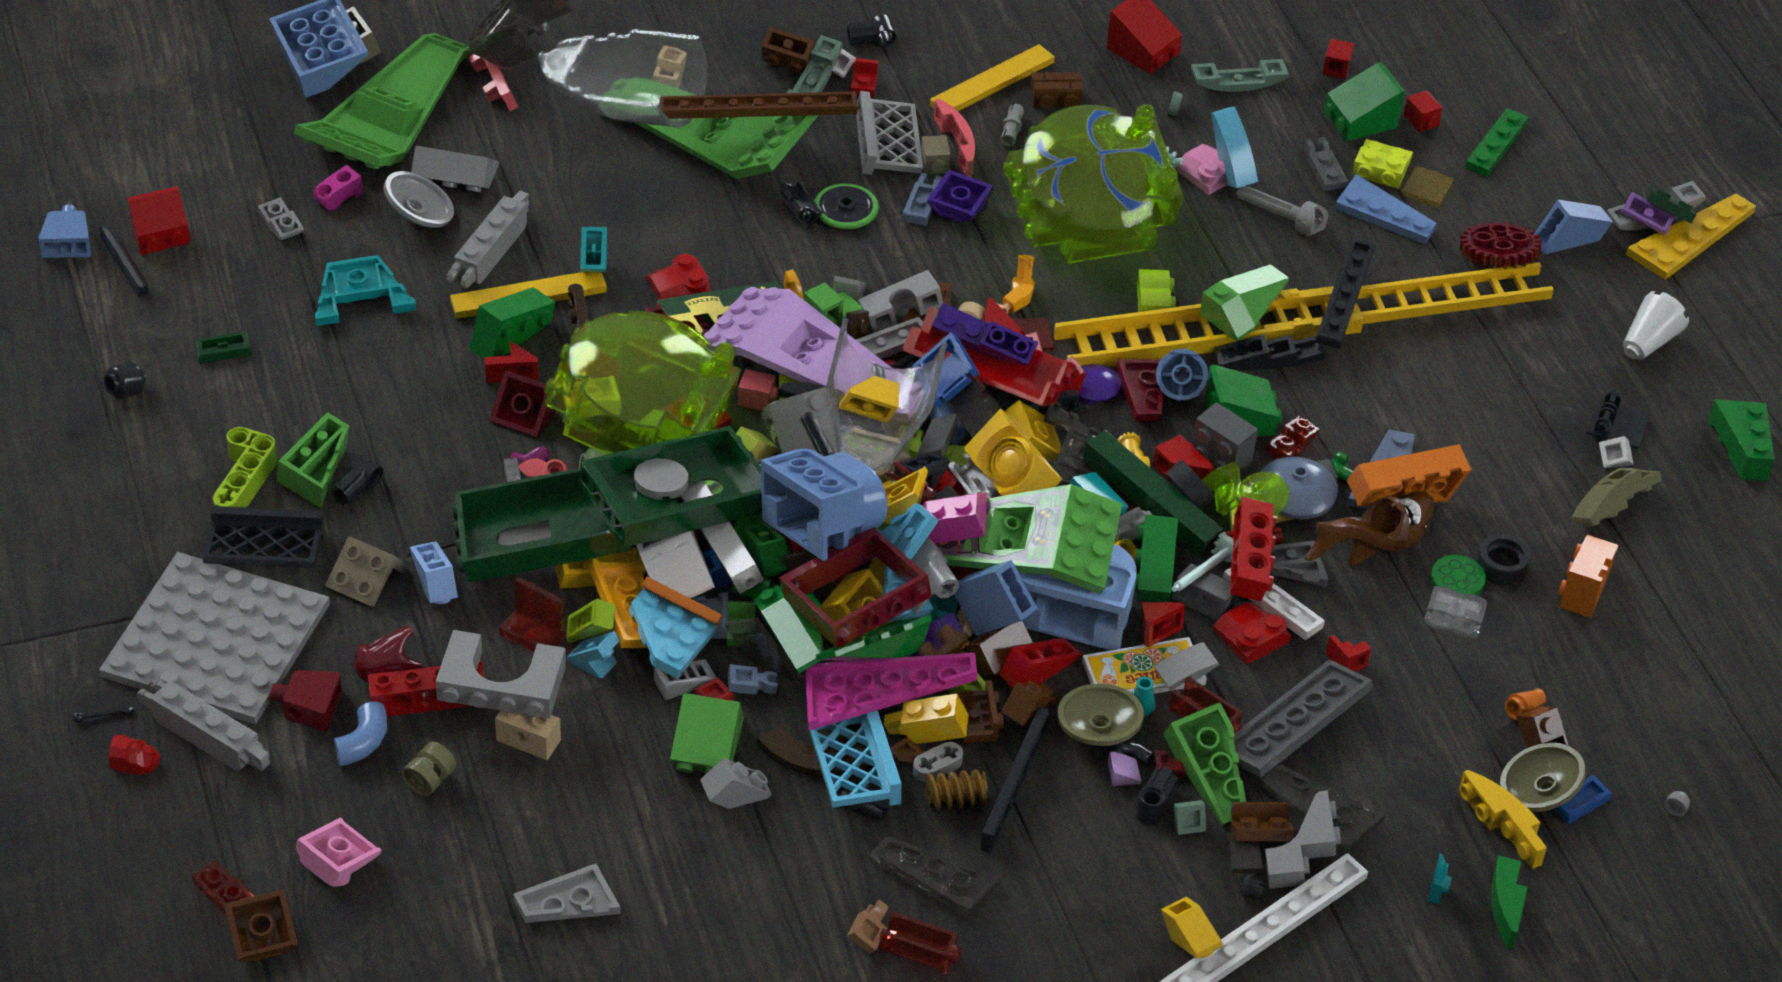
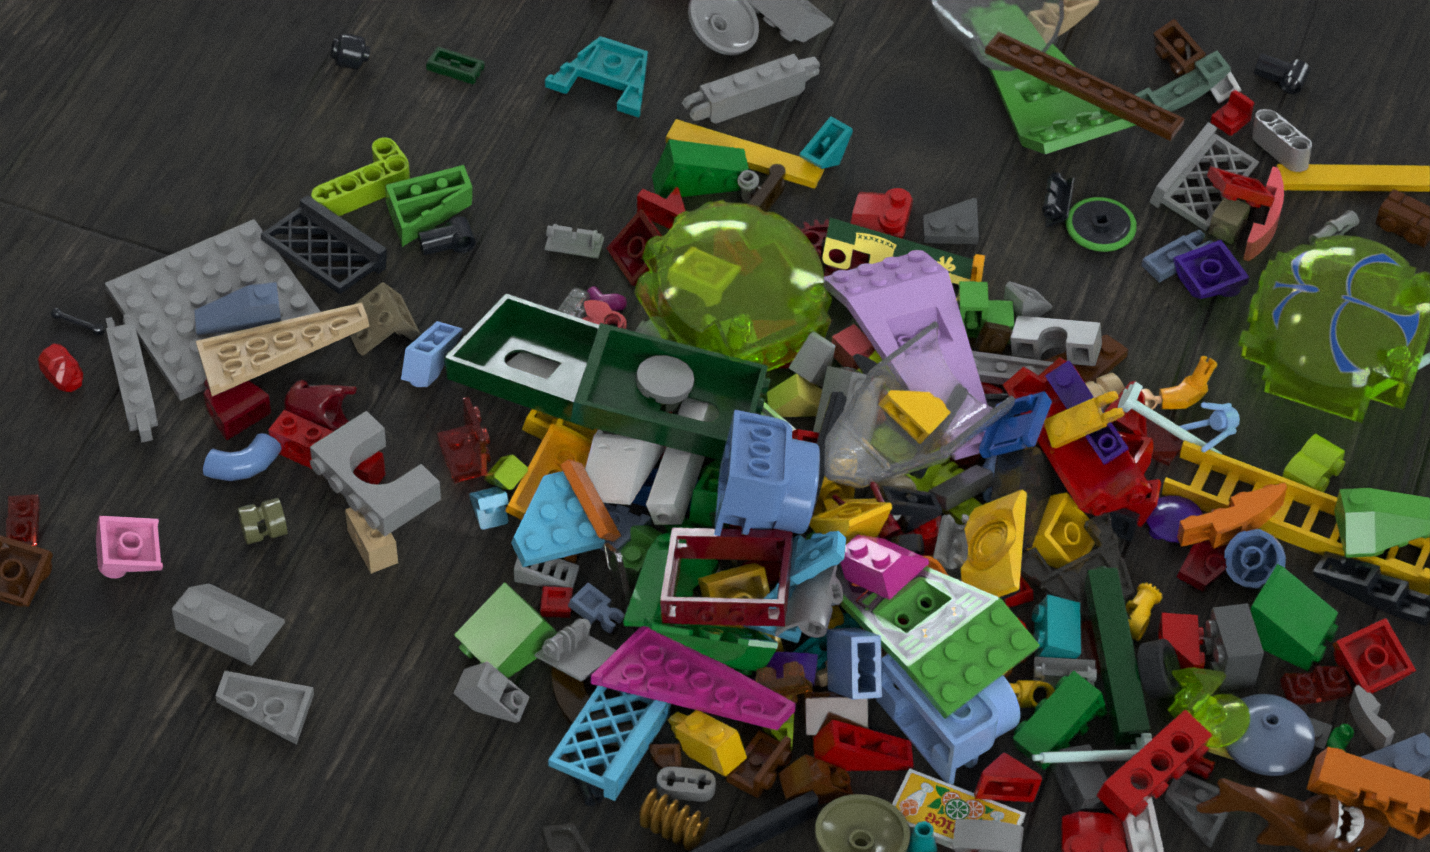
camera: 40 degrees right, 5 degrees up
(251, 621) = (240, 310): none -> sand blue slope
(301, 642) = (254, 351): none -> tan wing
(457, 430) = (580, 243): none -> light grey hinge
(475, 862) = (225, 622): none -> light grey slope
(561, 309) = (748, 183): none -> light grey pin
(738, 263) = (952, 224): none -> dark grey wing
(745, 407) = (813, 359): none -> light grey slope
(770, 719) = (575, 651): none -> light grey hinge
(920, 78) = (1282, 140): none -> light grey beam
(927, 126) = (1240, 186): none -> red plate
(993, 338) = (1081, 419): none -> yellow hinge
(1002, 312) = (1129, 401): none -> light aqua piece
(1064, 296) = (1223, 419): none -> light blue plant
(1144, 356) = (1244, 513): none -> orange slope
(1313, 397) = (1373, 657): none -> red slope
(1339, 437) = (1365, 711): none -> light grey slope

